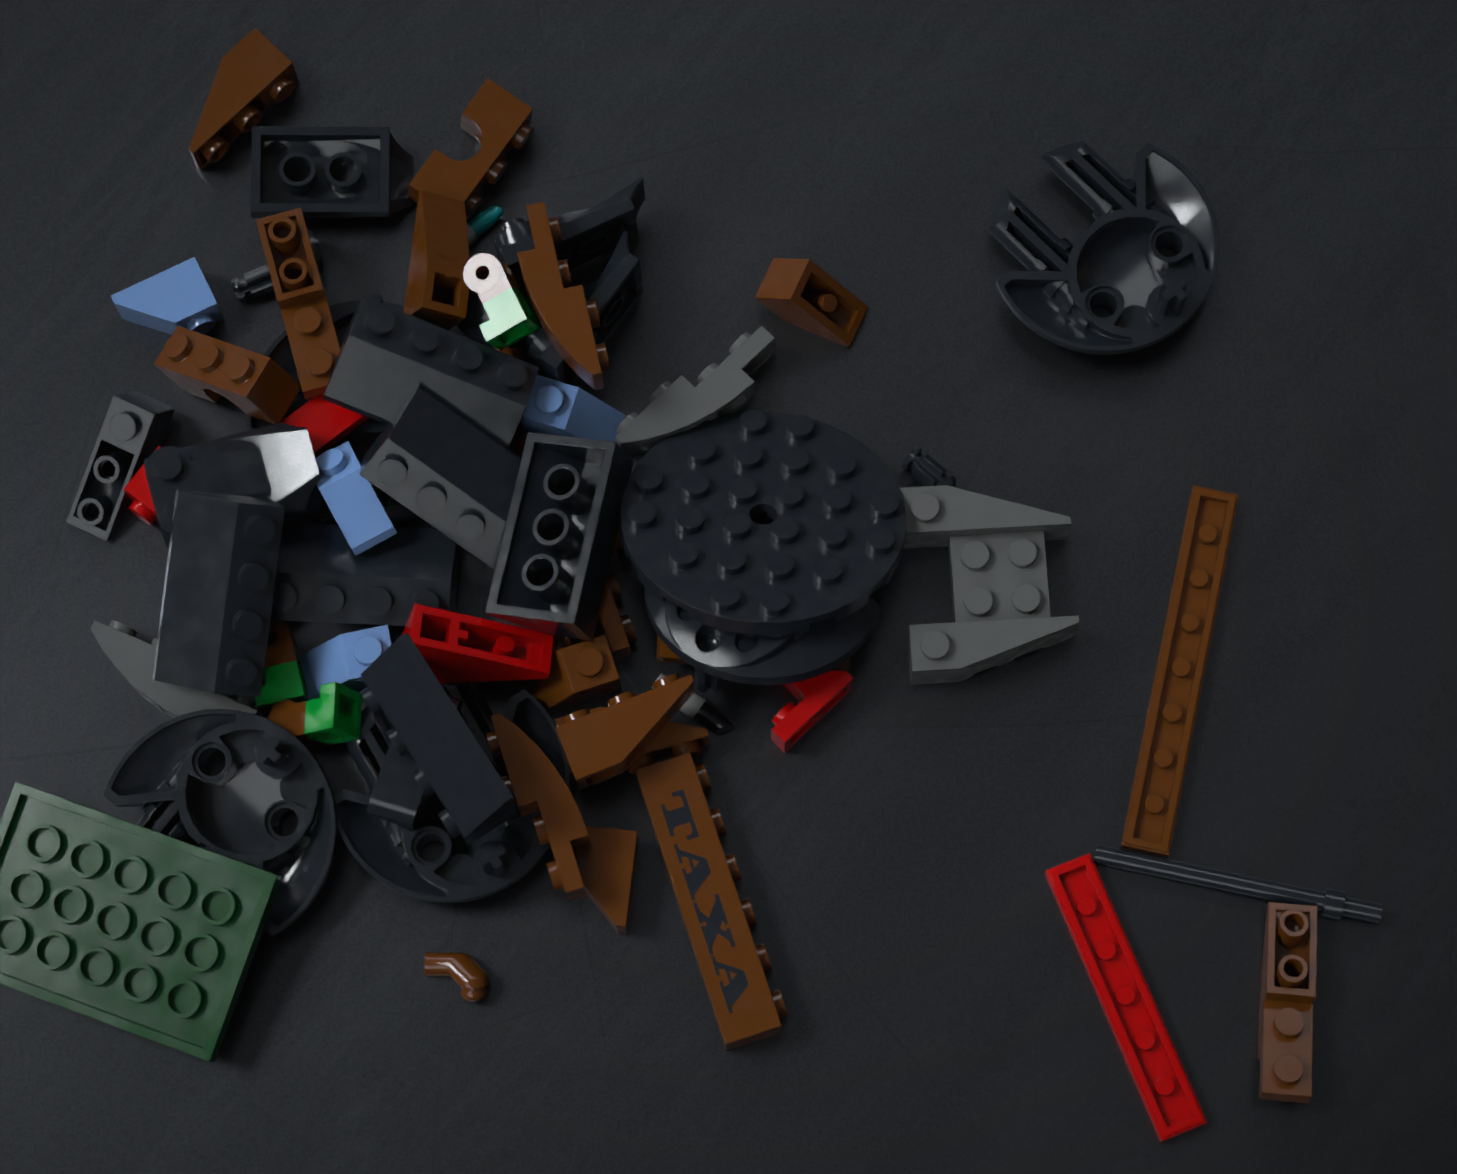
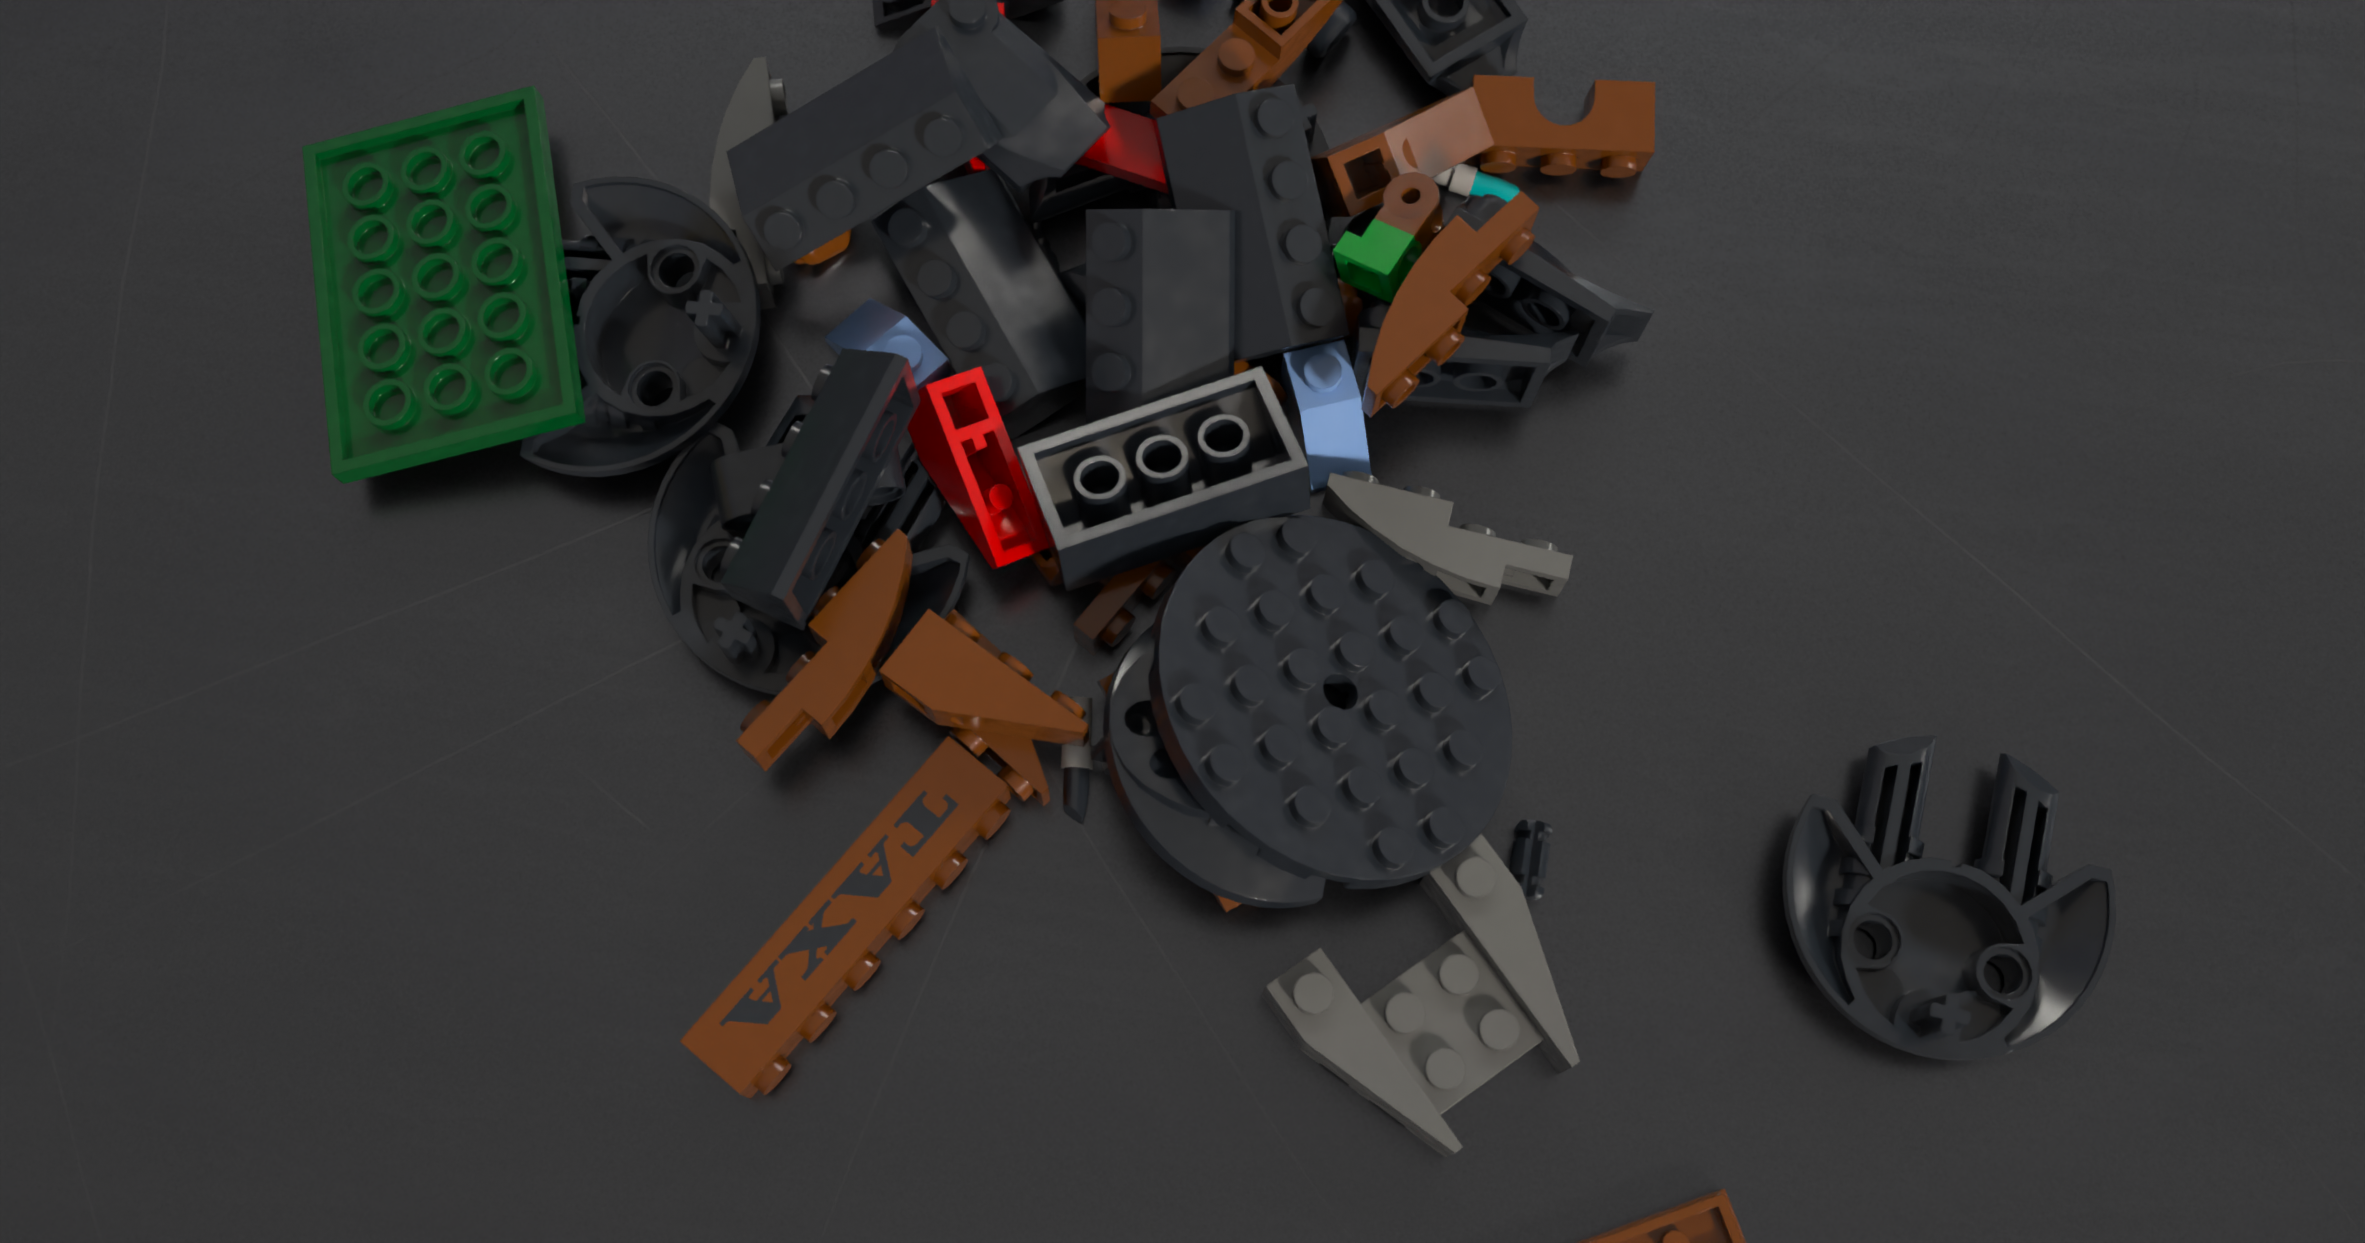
camera: 50 degrees right, 0 degrees up
(281, 669) = (837, 283): green leg -> none
(322, 720) = (792, 350): green leg -> none
(352, 499) = (1053, 242): medium blue slope -> none
(462, 969) = (610, 689): reddish brown arm -> none
(576, 677) = (1024, 605): reddish brown slope -> none
(609, 872) = (813, 784): reddish brown slope -> none
(811, 300) = (1645, 597): reddish brown slope -> none
(816, 699) = (1169, 896): red slope -> none

